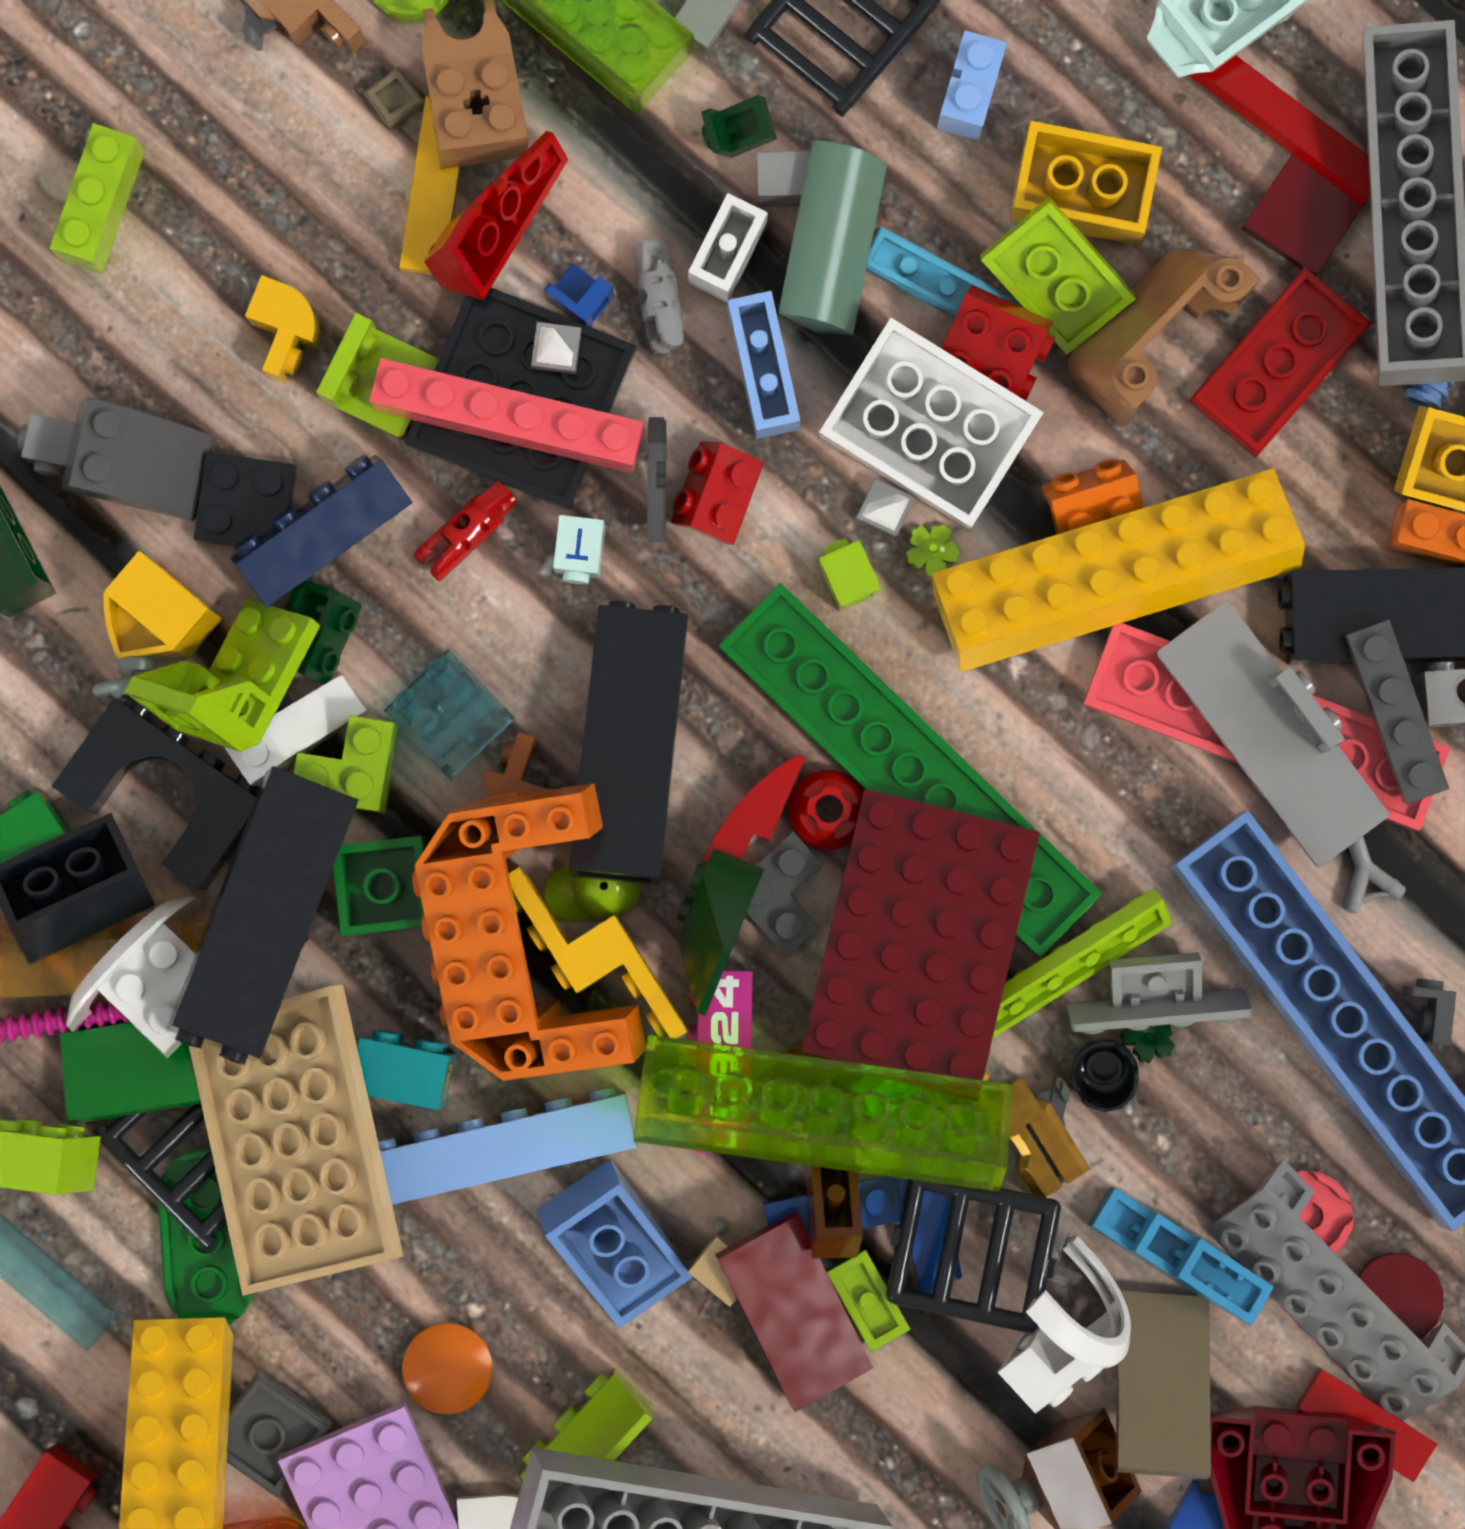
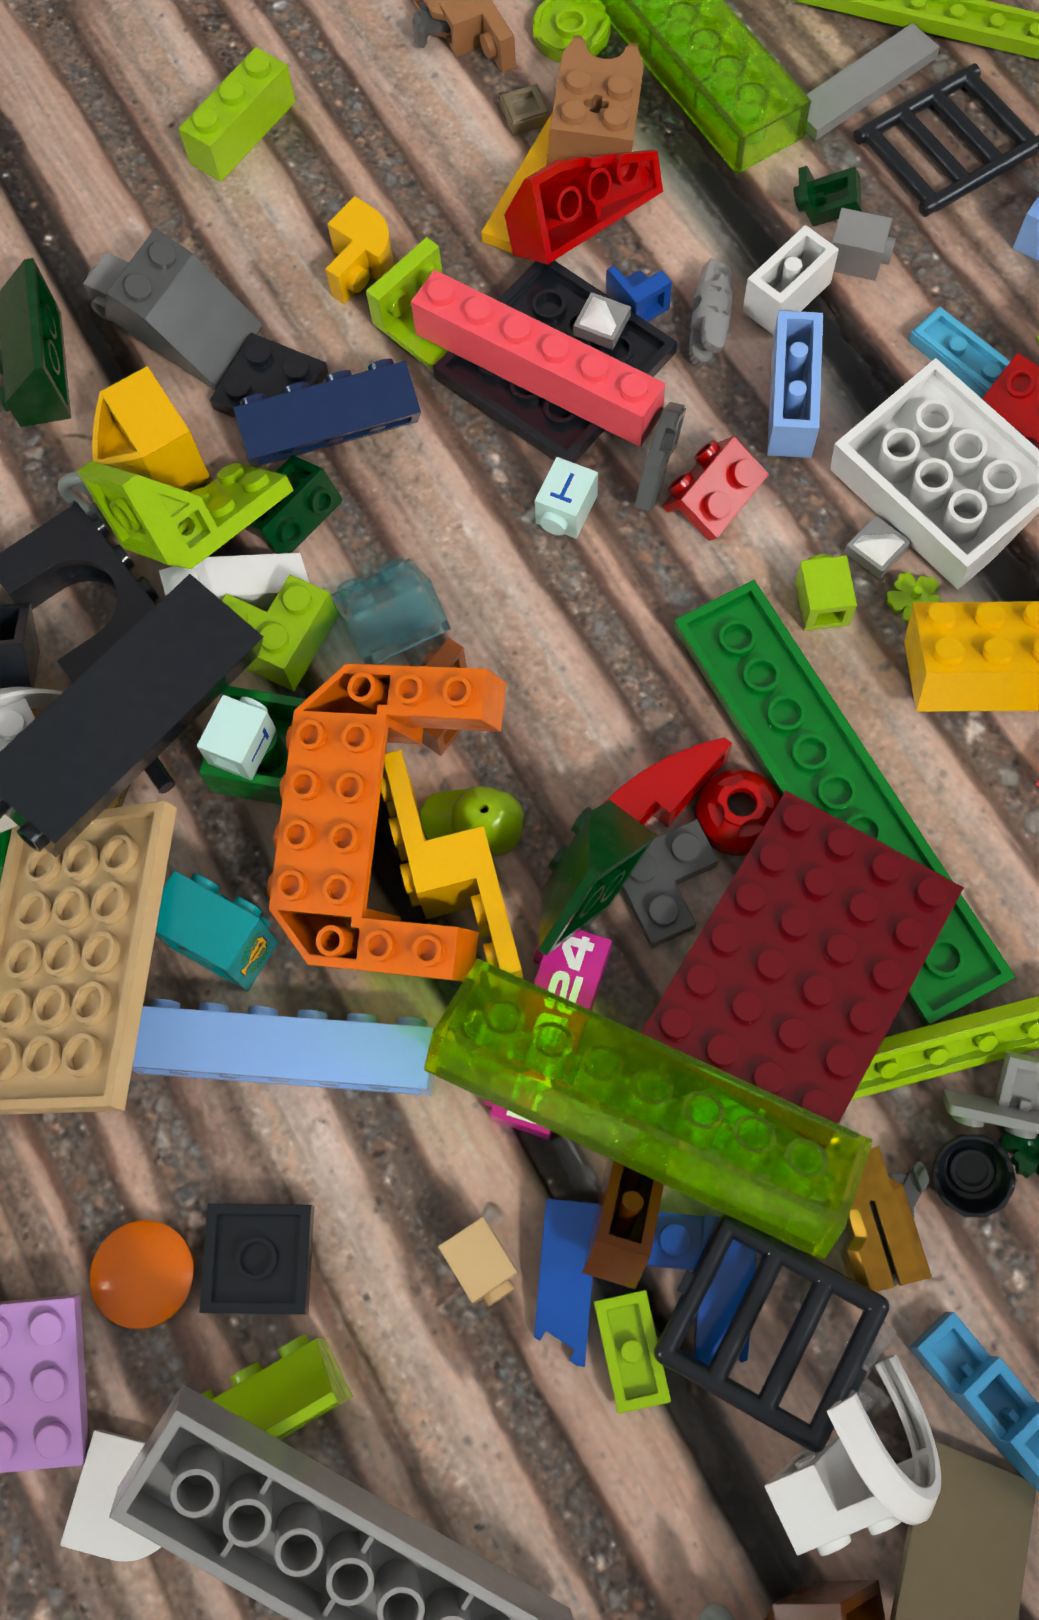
camera: 25 degrees right, 15 degrees down
(367, 896) = (237, 736): none -> light aqua brick
(465, 530) = (463, 456): red hinge -> none
(539, 1326) = (257, 1259): none -> black plate
(613, 1243) = (368, 1193): medium blue slope -> none
(631, 740) = (554, 684): black brick -> none
(794, 1311) = (543, 1335): dark red tile -> none
(832, 238) = (892, 295): sand green brick -> none

